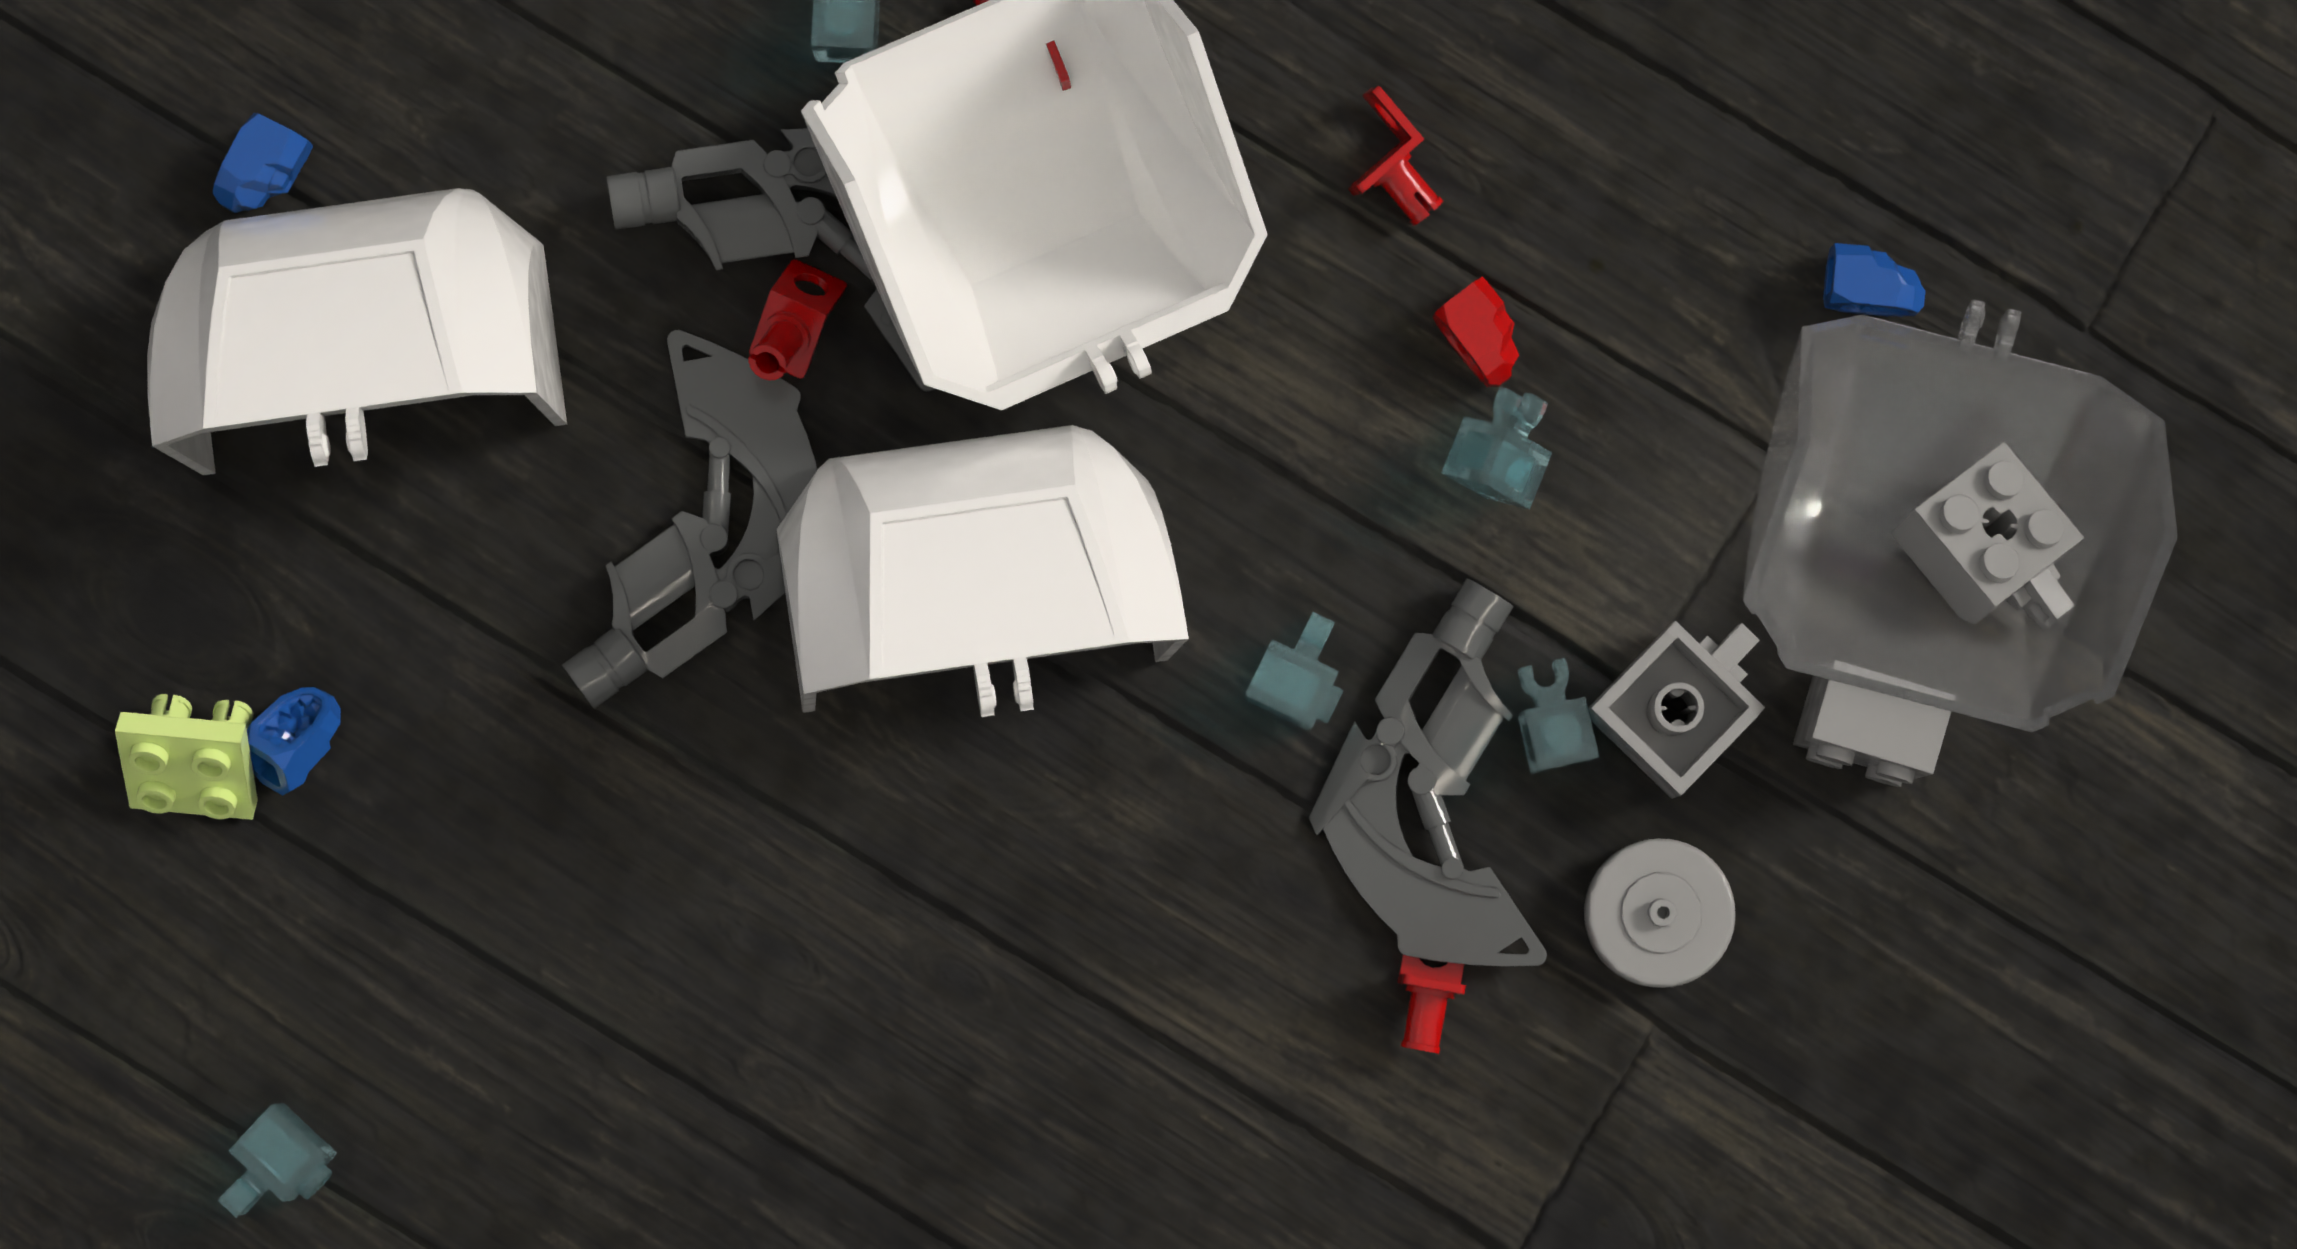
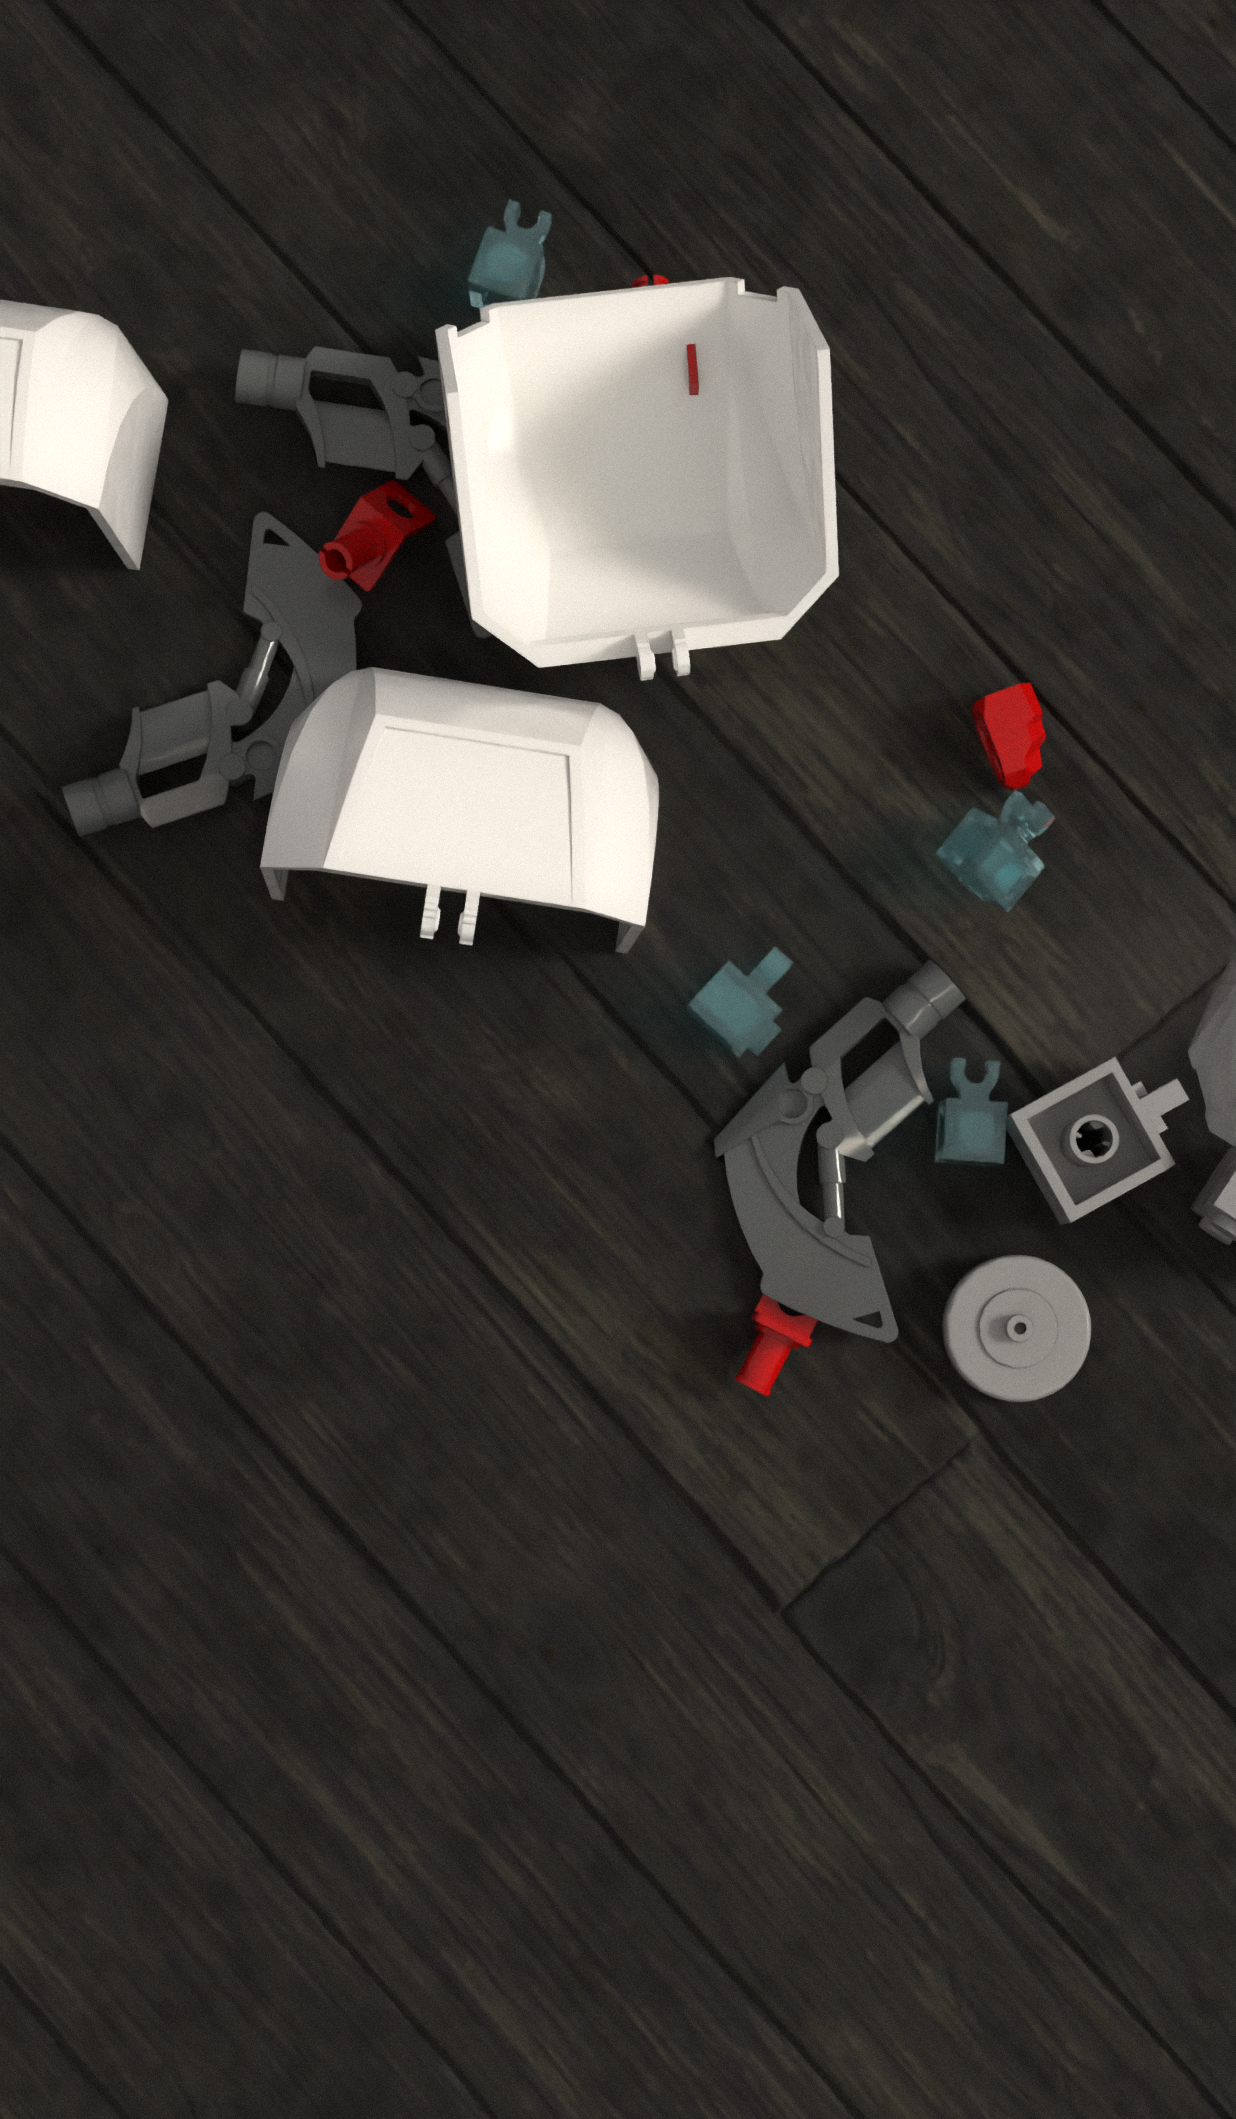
camera: 25 degrees right, 0 degrees up
(1393, 169) = (977, 561): red bracket -> none

